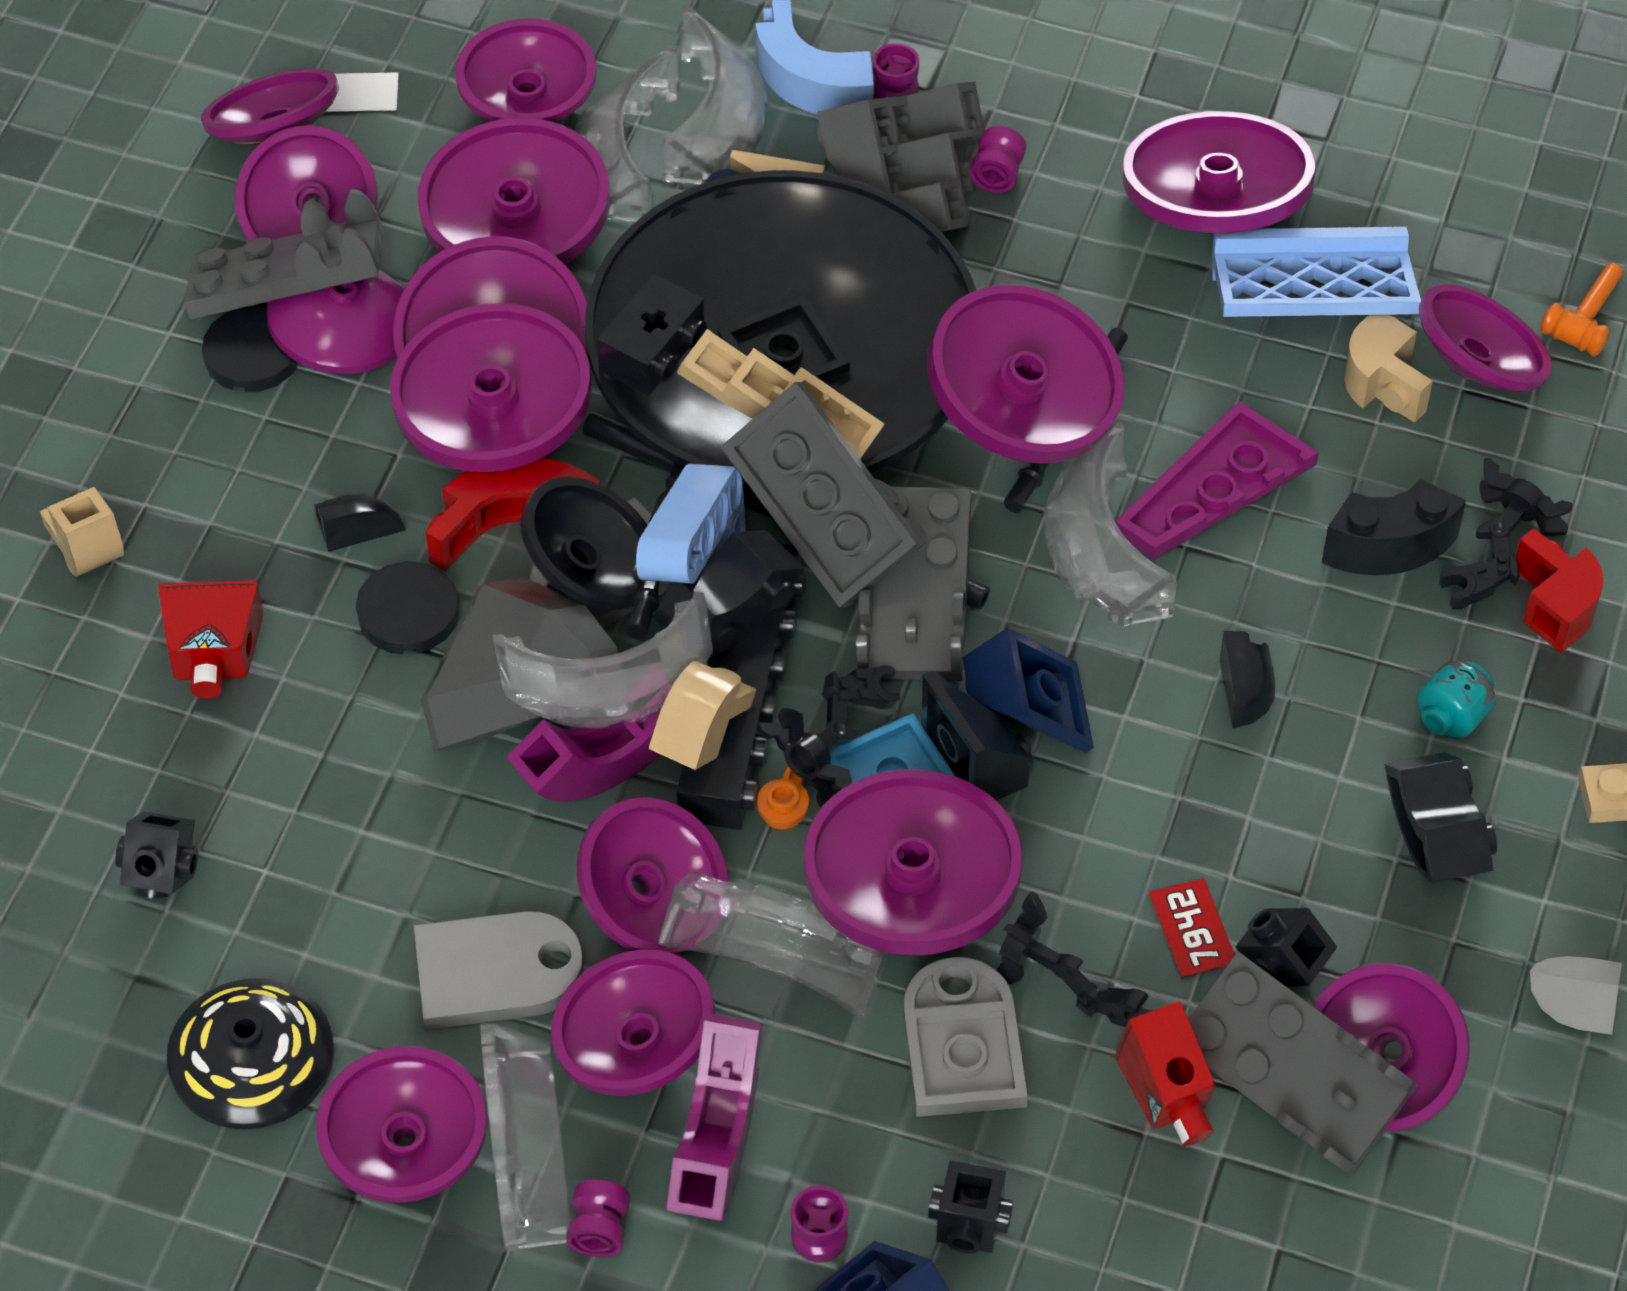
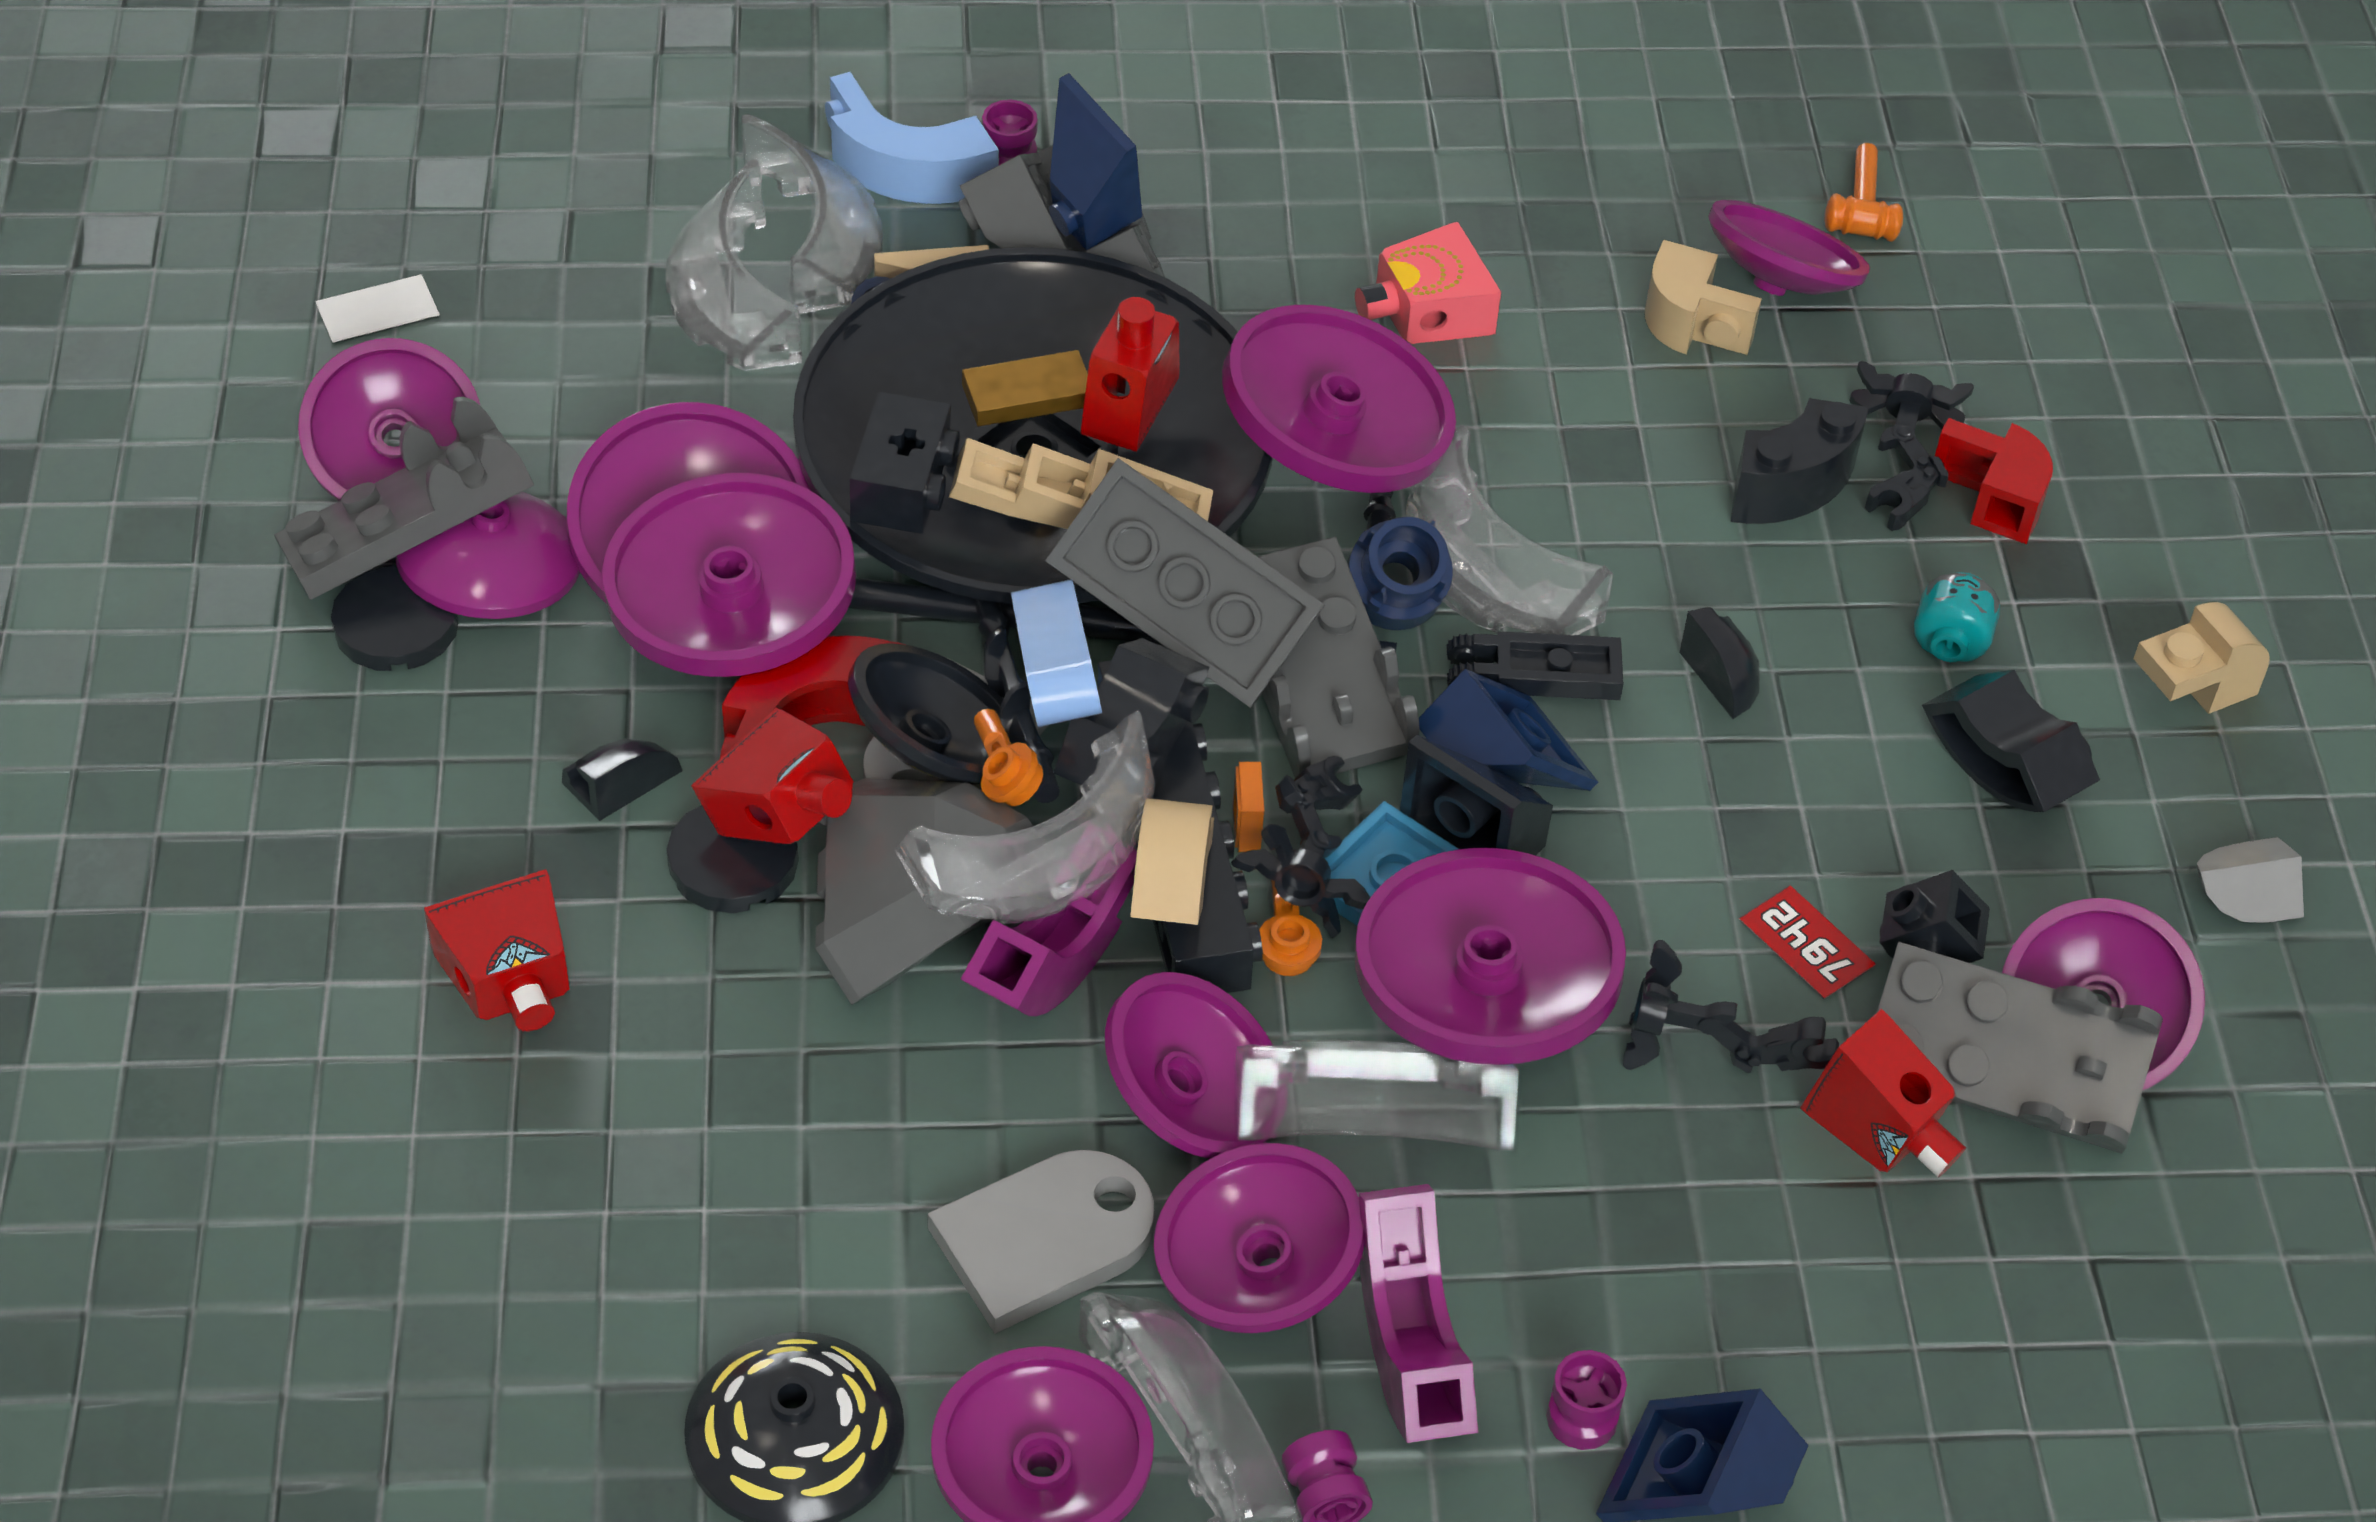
camera: 25 degrees left, 5 degrees down
(84, 531) = (294, 874): tan brick -> none
(157, 854) = (567, 1203): black brick -> none
(270, 105) = (295, 340): magenta dish -> none
(446, 563) = (775, 782): none -> red torso
(518, 183) = (635, 348): magenta dish -> none
(525, 71) = (588, 231): magenta dish -> none
(617, 606) = (1011, 770): none -> orange plate
(783, 298) = (1025, 387): none -> pearl gold tile
(804, 682) = (1248, 806): none -> orange tile
(859, 311) = (1137, 349): none -> red torso
(915, 129) = (1091, 169): none -> dark blue slope
(963, 1045) = (1630, 1146): light grey tile -> none
(970, 1207) = (1752, 1320): black brick -> none
(998, 159) = (1168, 196): magenta wheel -> none
(1005, 506) = (1417, 547): none -> dark blue piece
(1093, 638) = (1542, 663): none -> black hinge
(1171, 296) = (1433, 288): none -> coral torso
(1216, 477) = (1583, 458): magenta wing -> none
(1219, 172) = (1419, 148): magenta dish -> none
(1321, 254) = (1593, 212): light blue fence -> none

